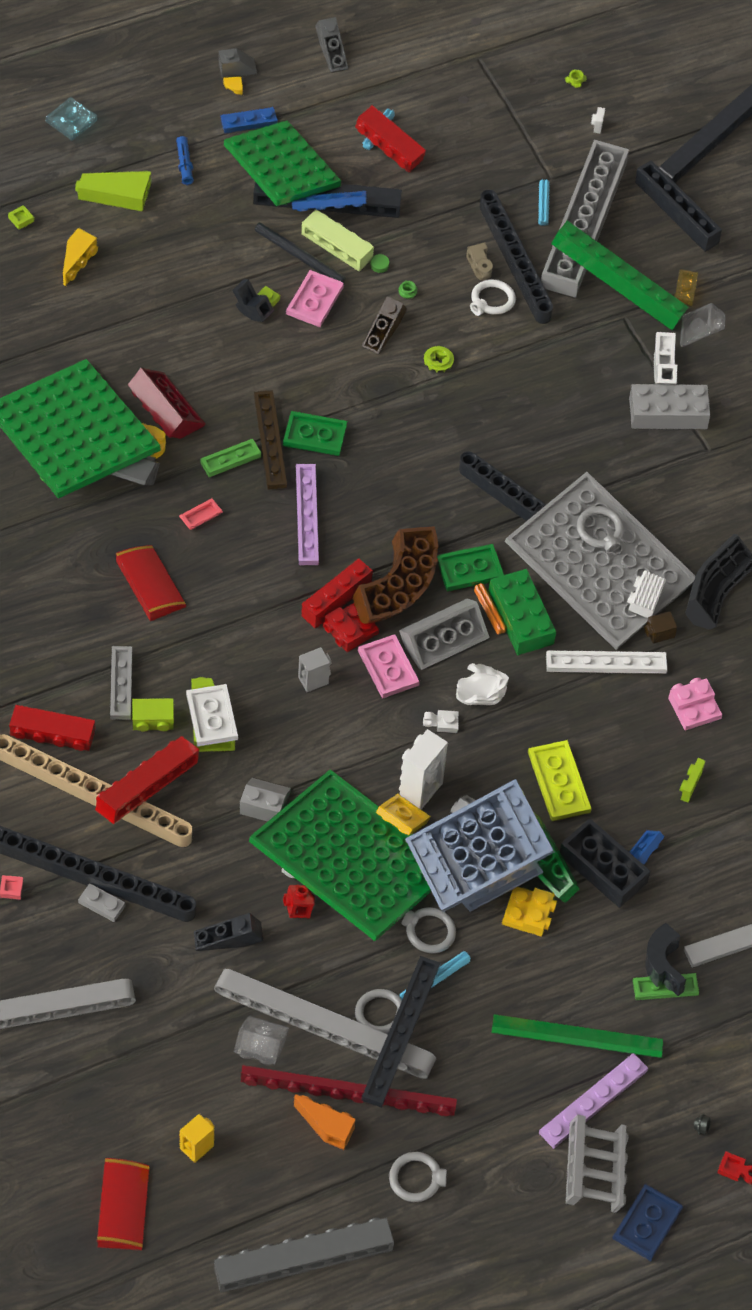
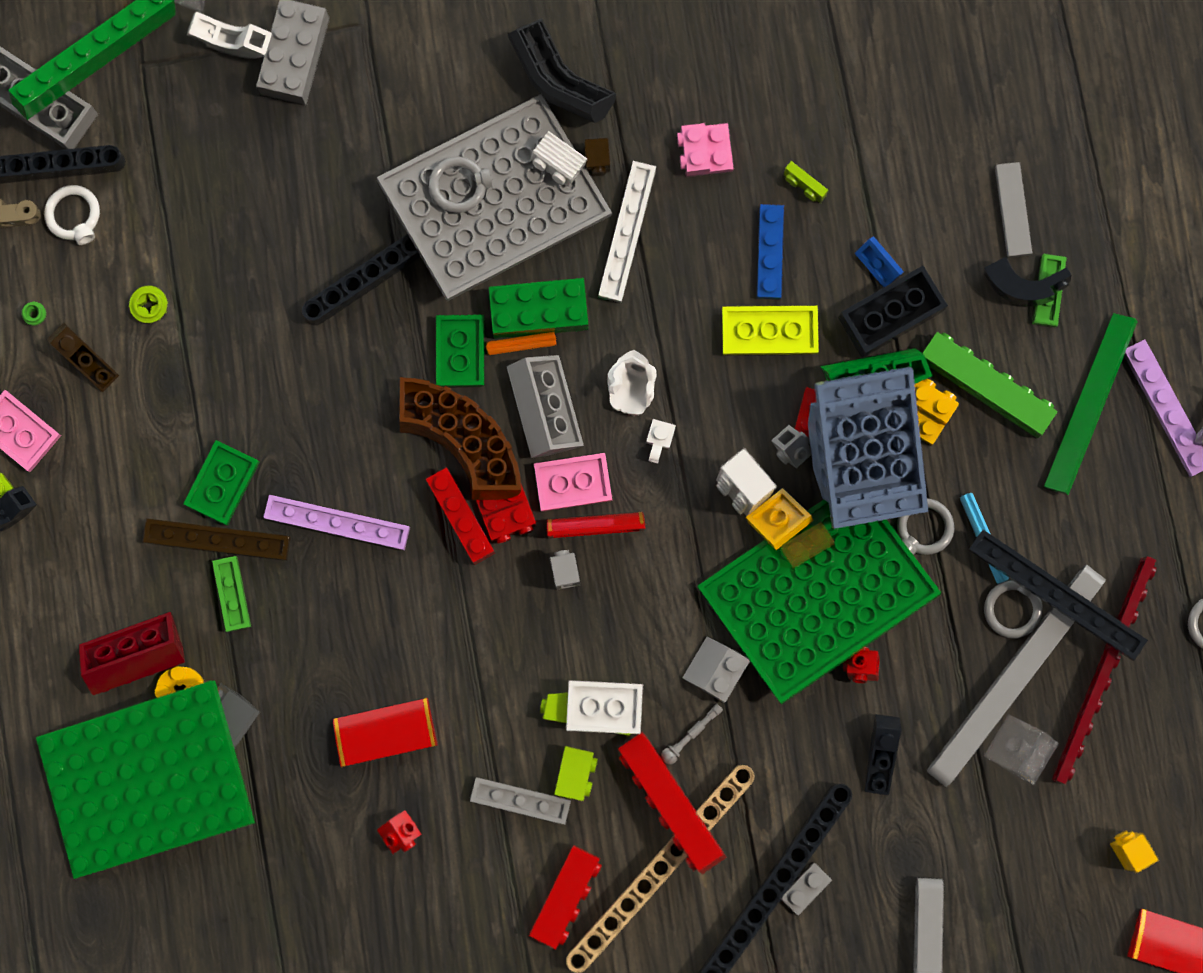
camera: 70 degrees left, 25 degrees up
(74, 603) = (399, 833): none -> red brick
(187, 781) = (670, 754): none -> light grey piece
(201, 514) = (303, 649): coral tile -> none
(329, 1124) = (1141, 699): orange slope -> none
(357, 686) = (595, 525): none -> red slope
(387, 837) = (807, 544): none -> clear yellow plate
(566, 951) = (989, 385): none -> bright green brick
(625, 769) = (770, 252): none -> blue plate

